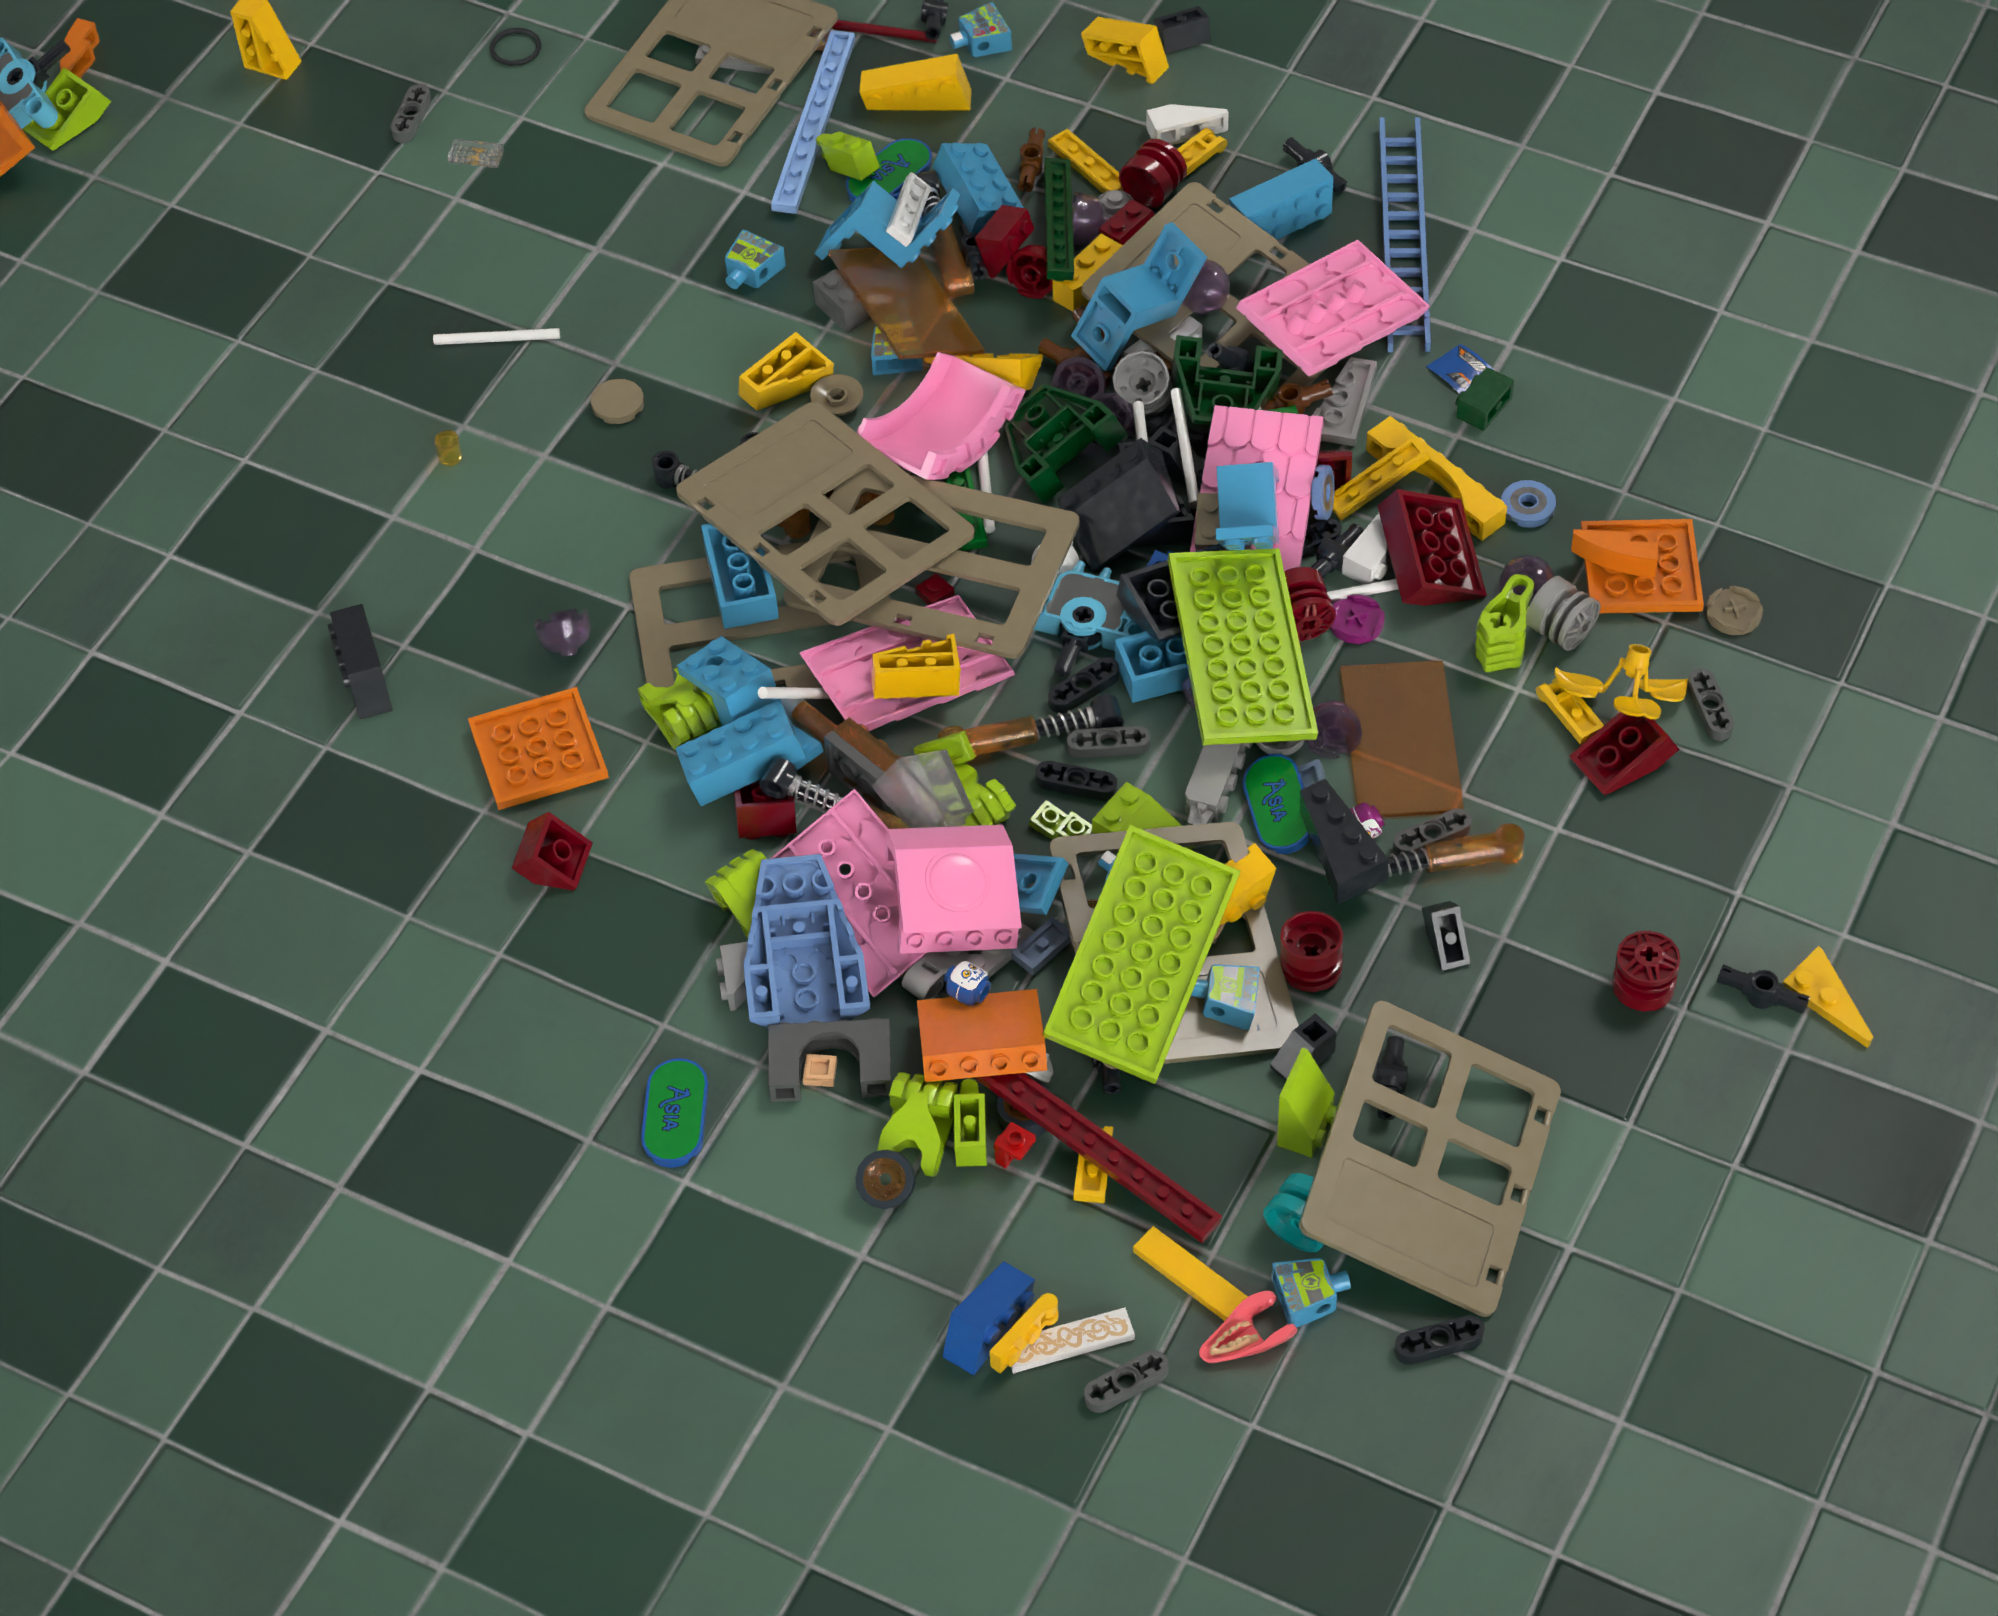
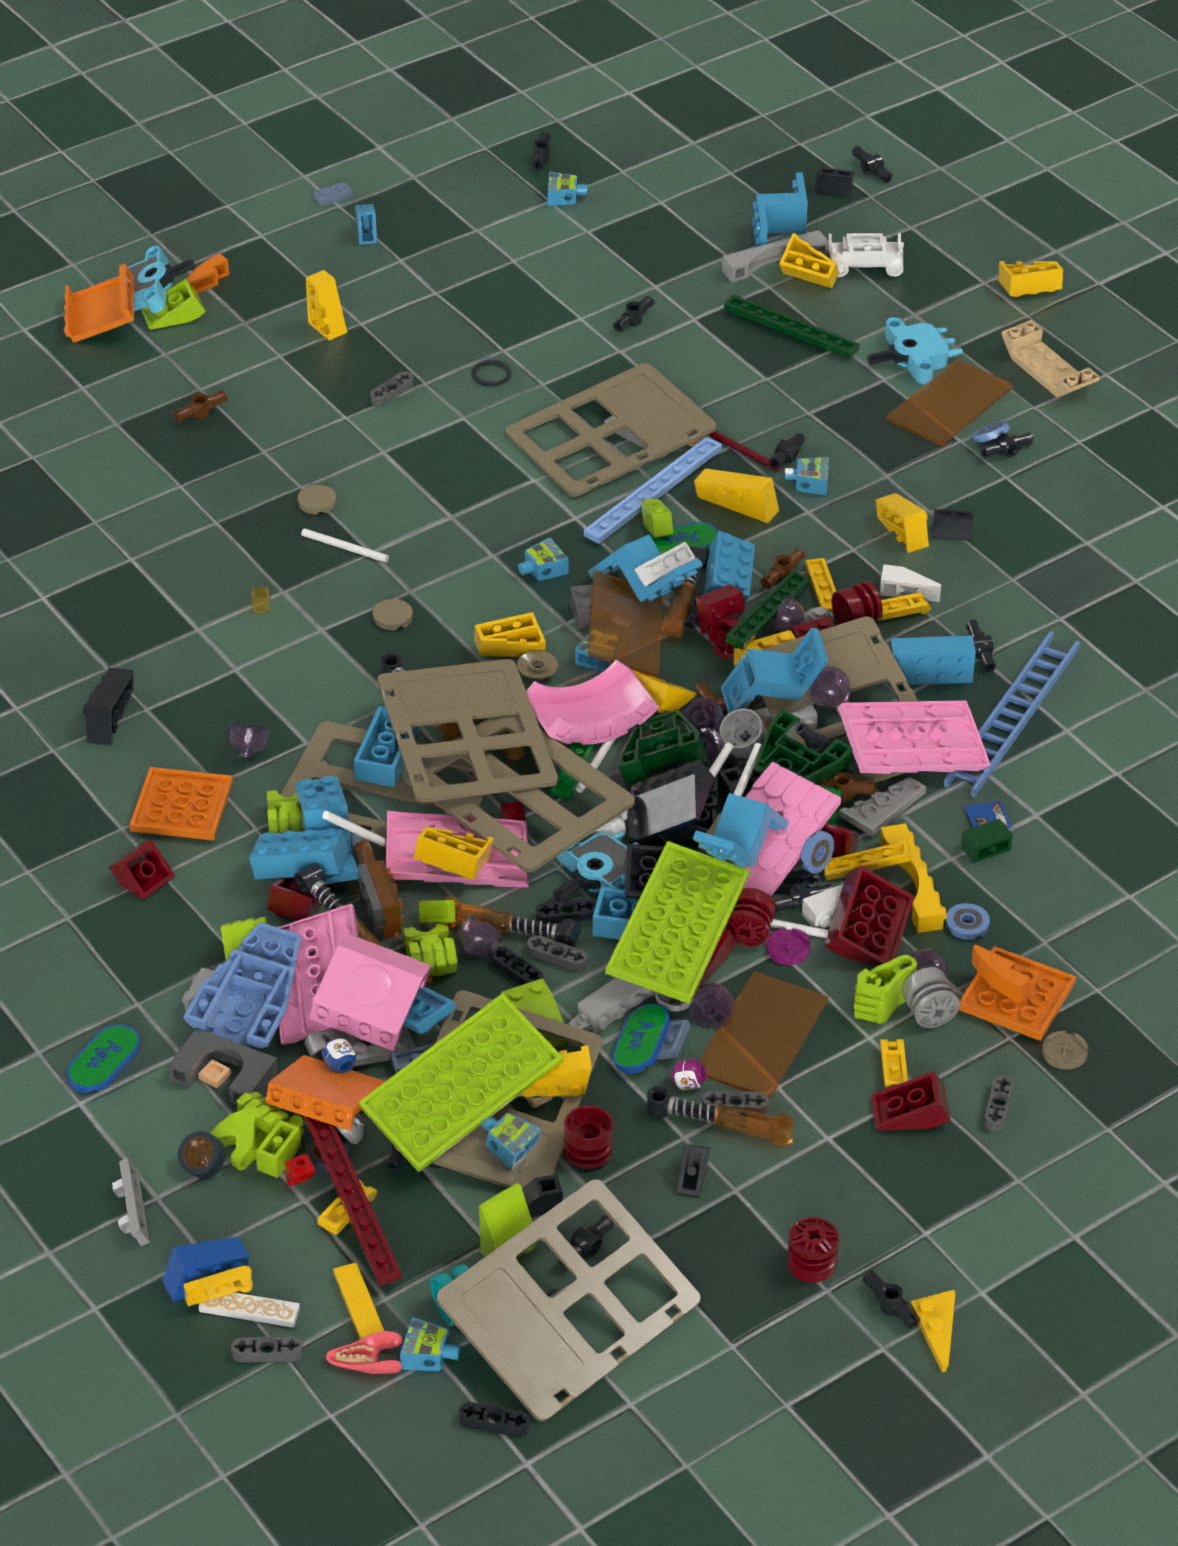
camera: 25 degrees right, 10 degrees down
(192, 227) = (200, 406): none -> reddish brown pin
(421, 291) = (317, 499): none -> dark tan tile
(475, 153) = (415, 428): clear tile -> none
(825, 1258) = (130, 1188): none -> light grey hinge
(925, 791) = (394, 921): clear slope -> none
(1012, 764) = (477, 938): none -> cylinder
(1055, 823) = (483, 985): lime slope -> none
(1341, 843) = (653, 1081): black wedge -> none
(1636, 665) = (947, 1046): yellow plant -> none

